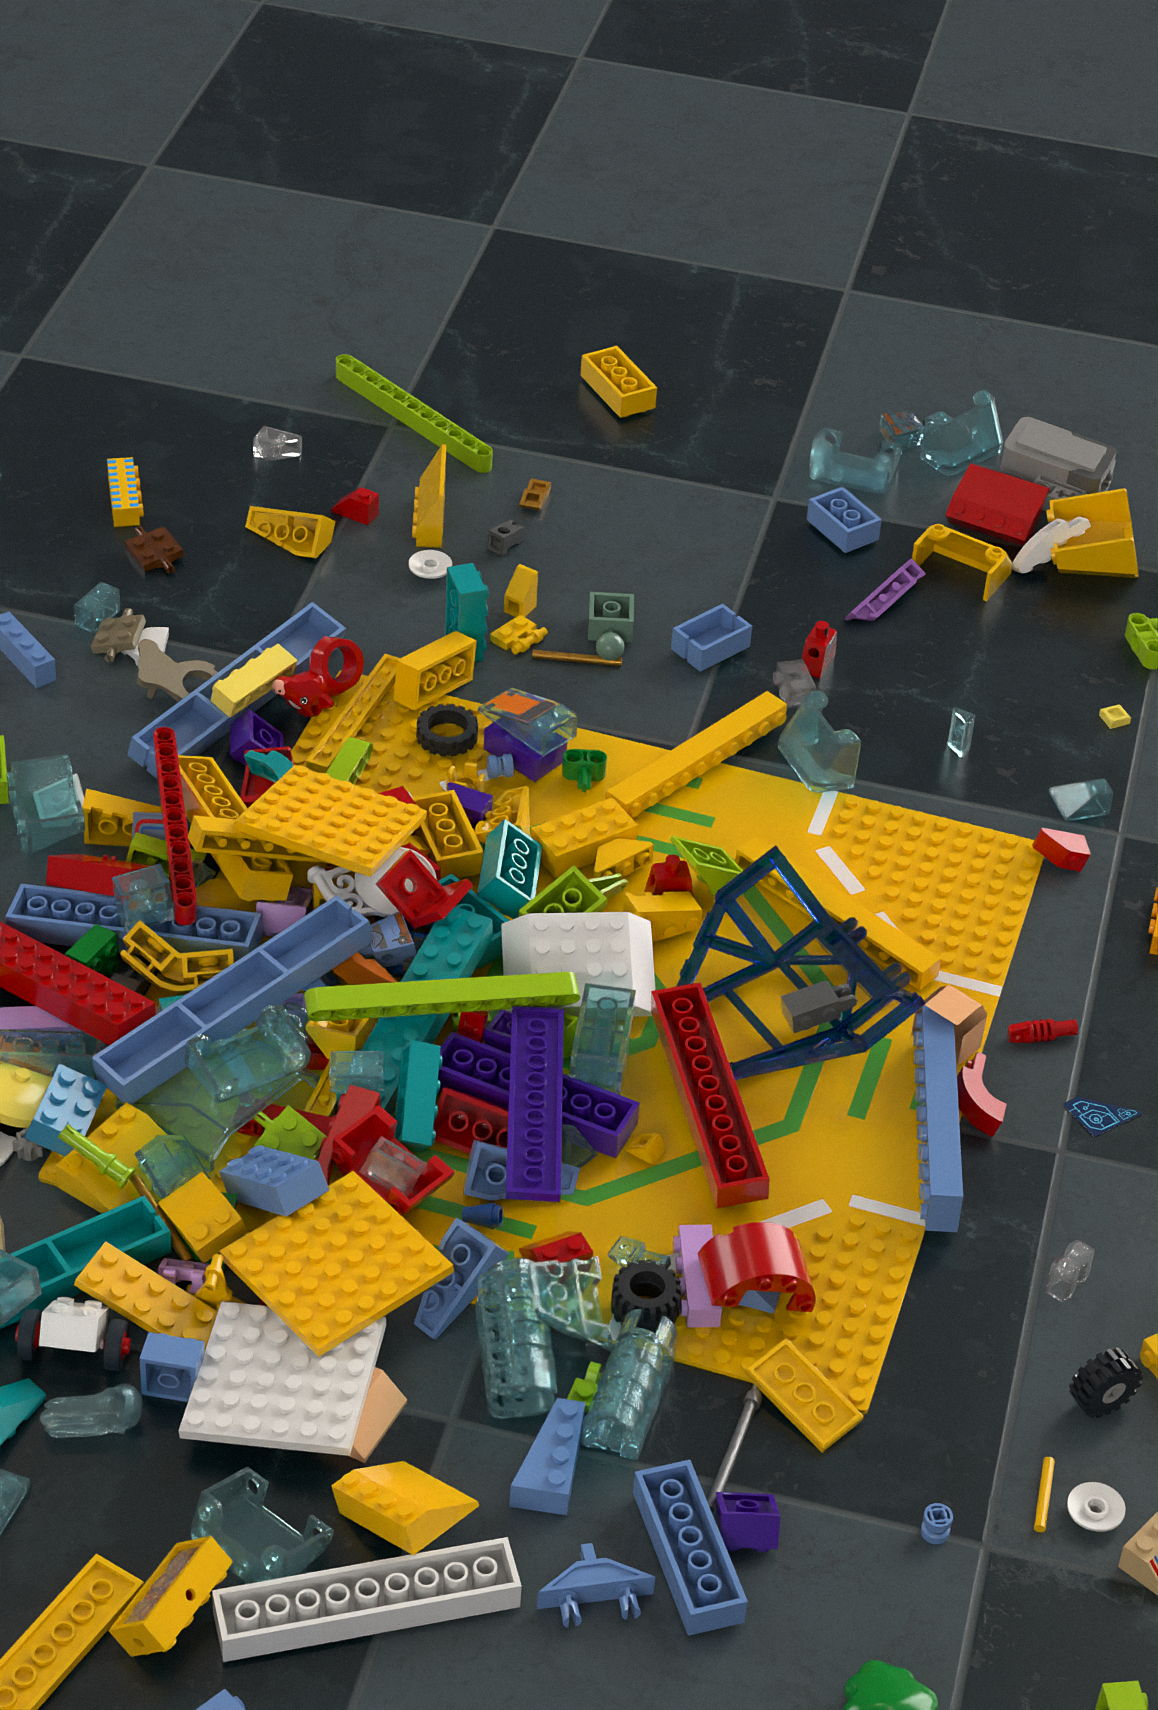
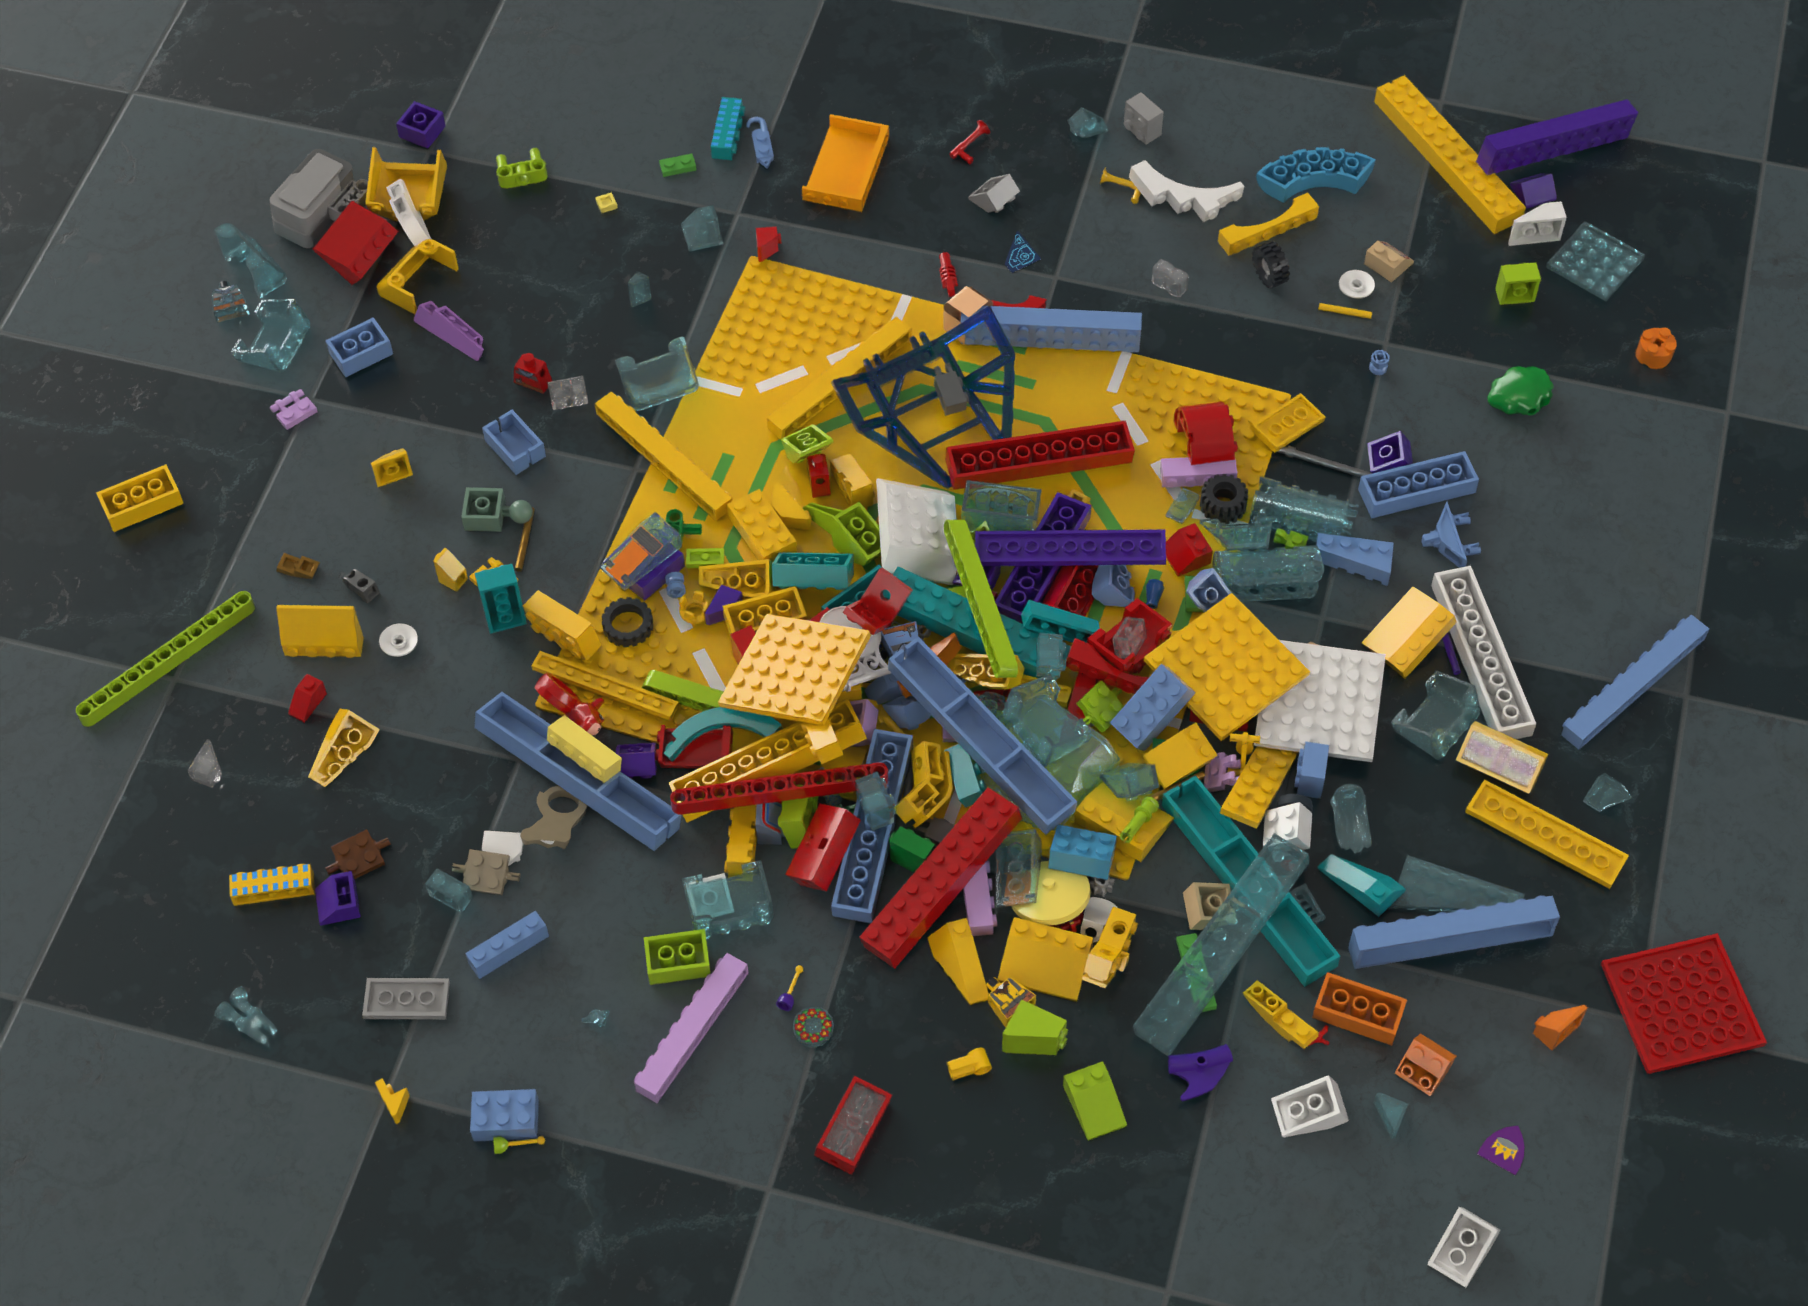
camera: 85 degrees left, 15 degrees up
(98, 535) = (337, 899): none -> dark purple slope
(541, 792) = (704, 557): none -> lime plate
(671, 548) = (391, 467): none -> yellow slope
(752, 487) = (295, 413): none -> lavender plate

